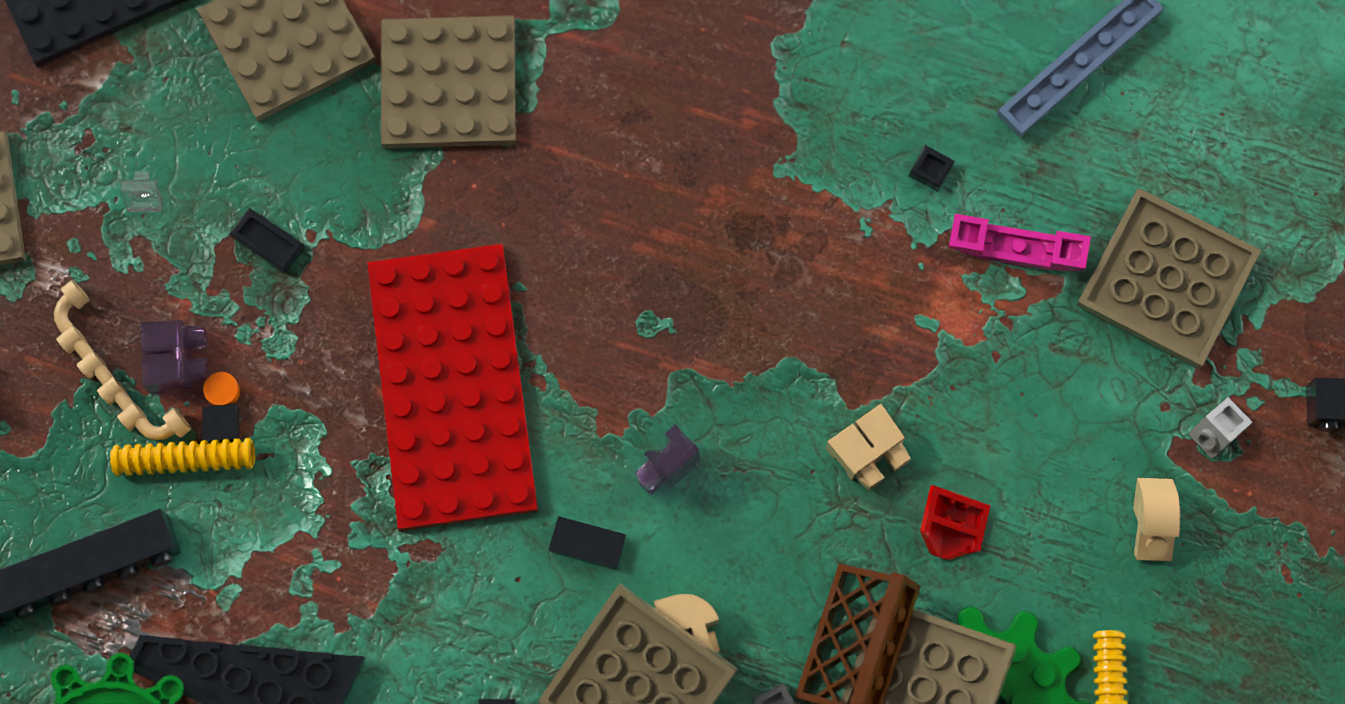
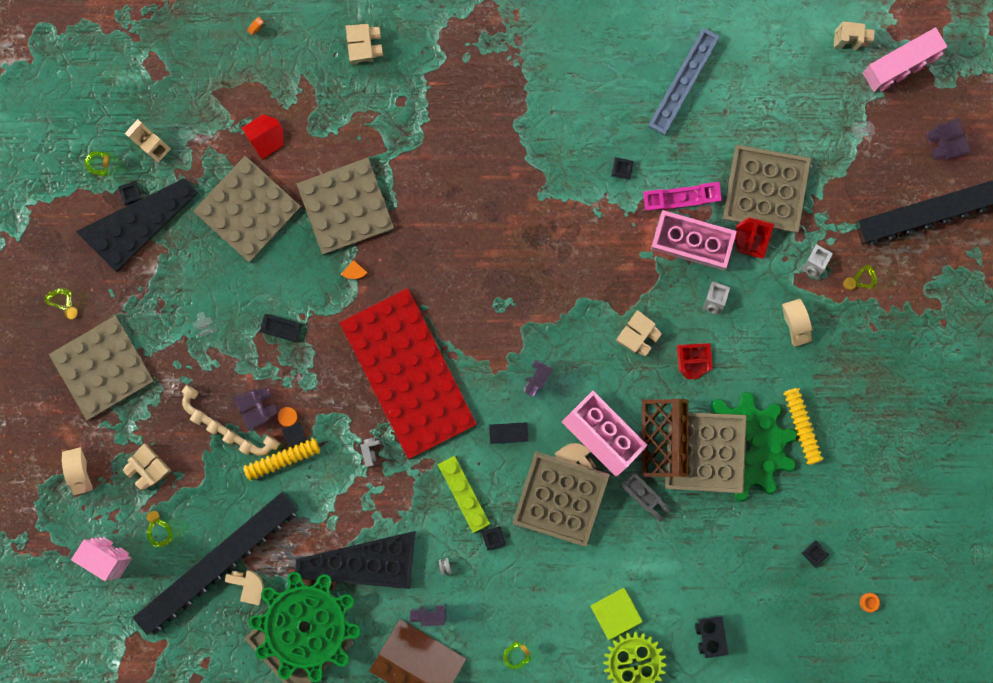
camera: 20 degrees left, 10 degrees up
(44, 653) = (251, 584): none -> tan brick
(331, 499) = (369, 455): none -> light grey bracket
(423, 189) = (354, 271): none -> orange tile
(472, 623) = (463, 494): none -> lime plate
(752, 595) = (604, 433): none -> bright pink brick
(1015, 319) = (693, 240): none -> bright pink brick
(1024, 432) = (716, 298): none -> light grey bracket
(1121, 349) = (753, 237): none -> red slope
(1268, 484) = (850, 283): none -> clear neon green piece

